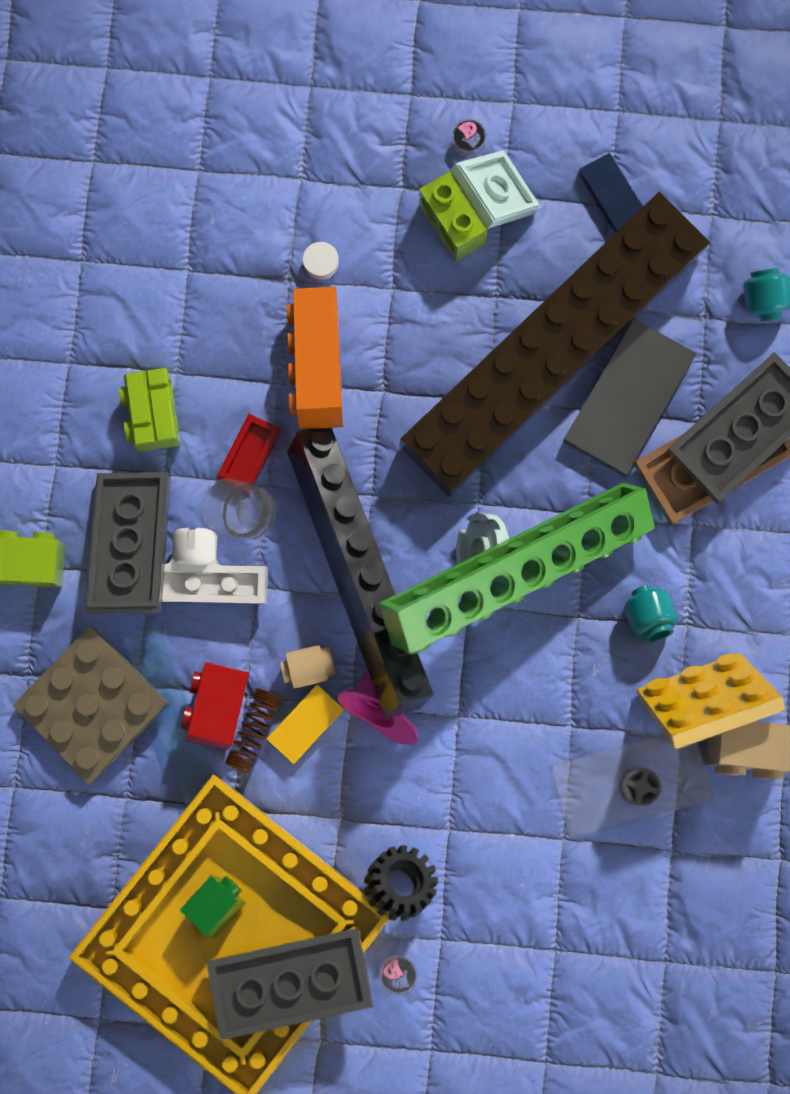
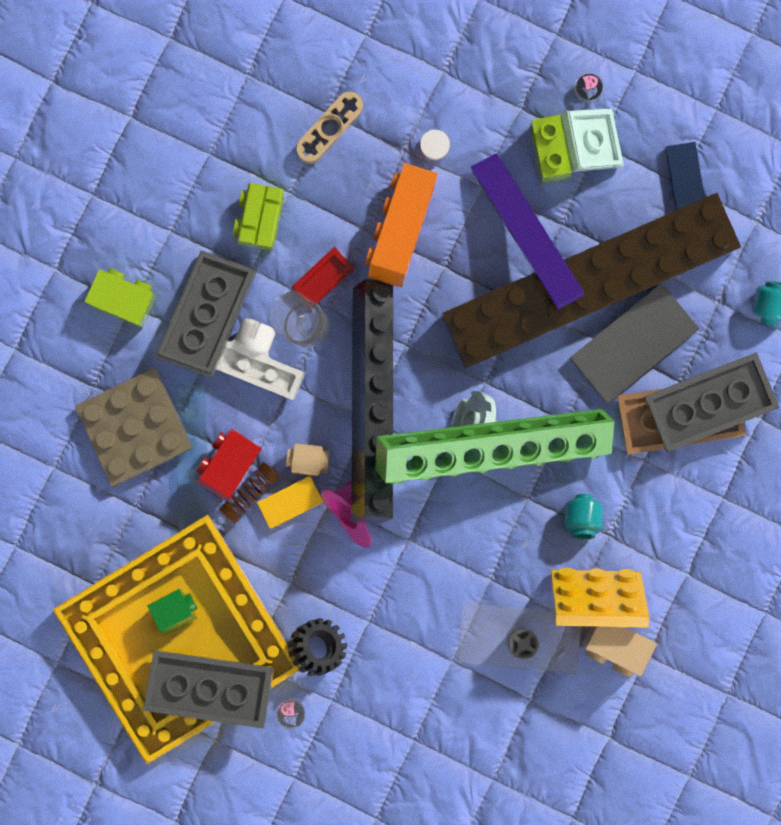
camera: 20 degrees right, 5 degrees up
(176, 303) = (350, 117): none -> tan beam
(463, 313) = (527, 231): none -> dark purple tile

